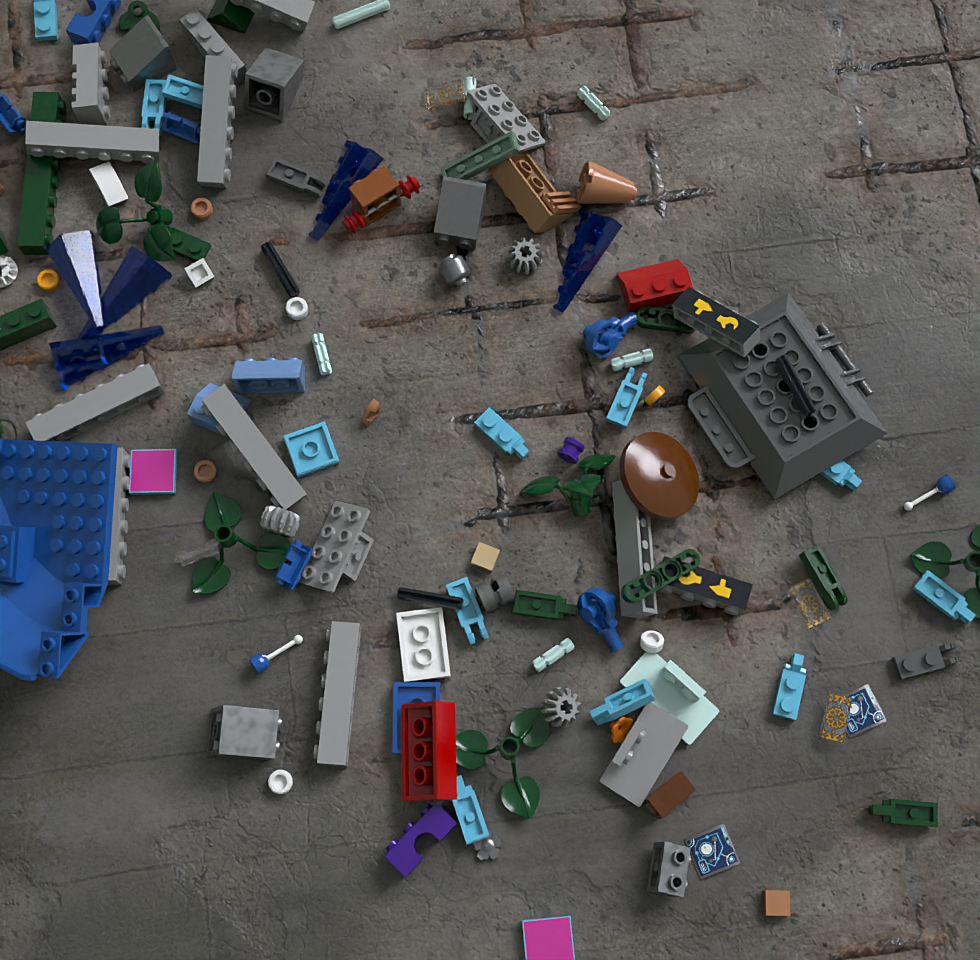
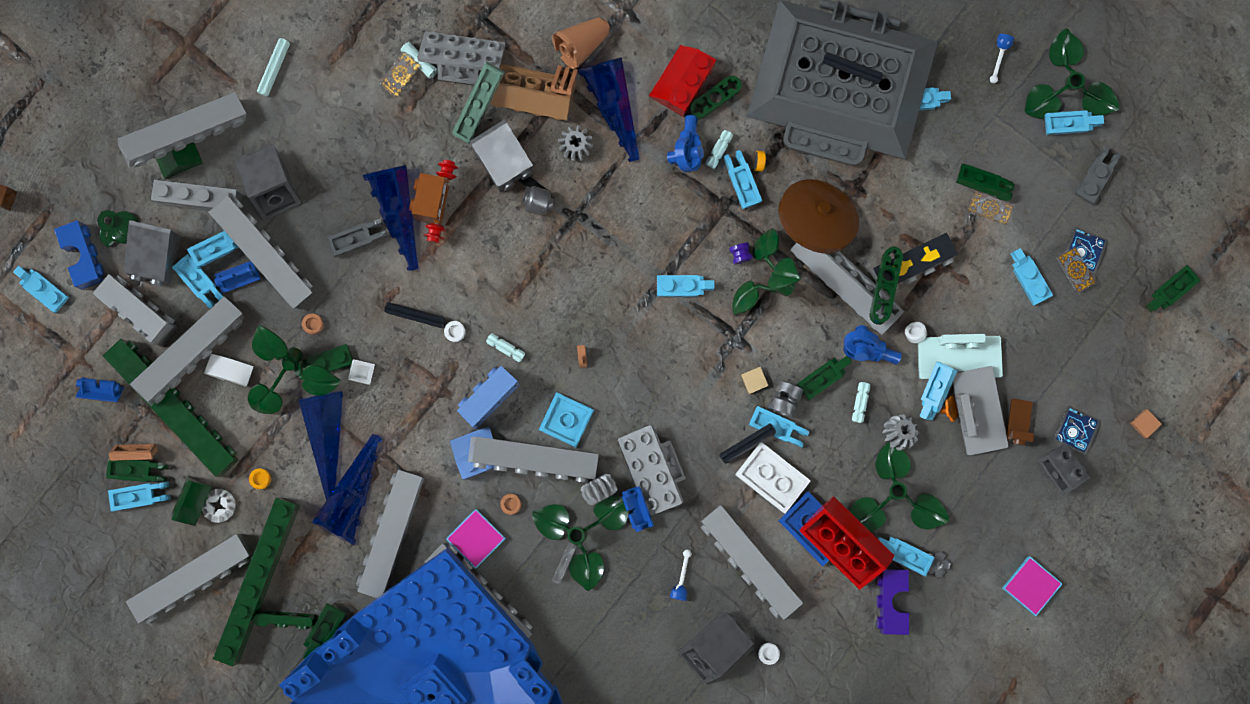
camera: 45 degrees left, 10 degrees up
(75, 259) = (268, 448): clear blue wedge -> none
(716, 321) = (756, 70): brick -> none

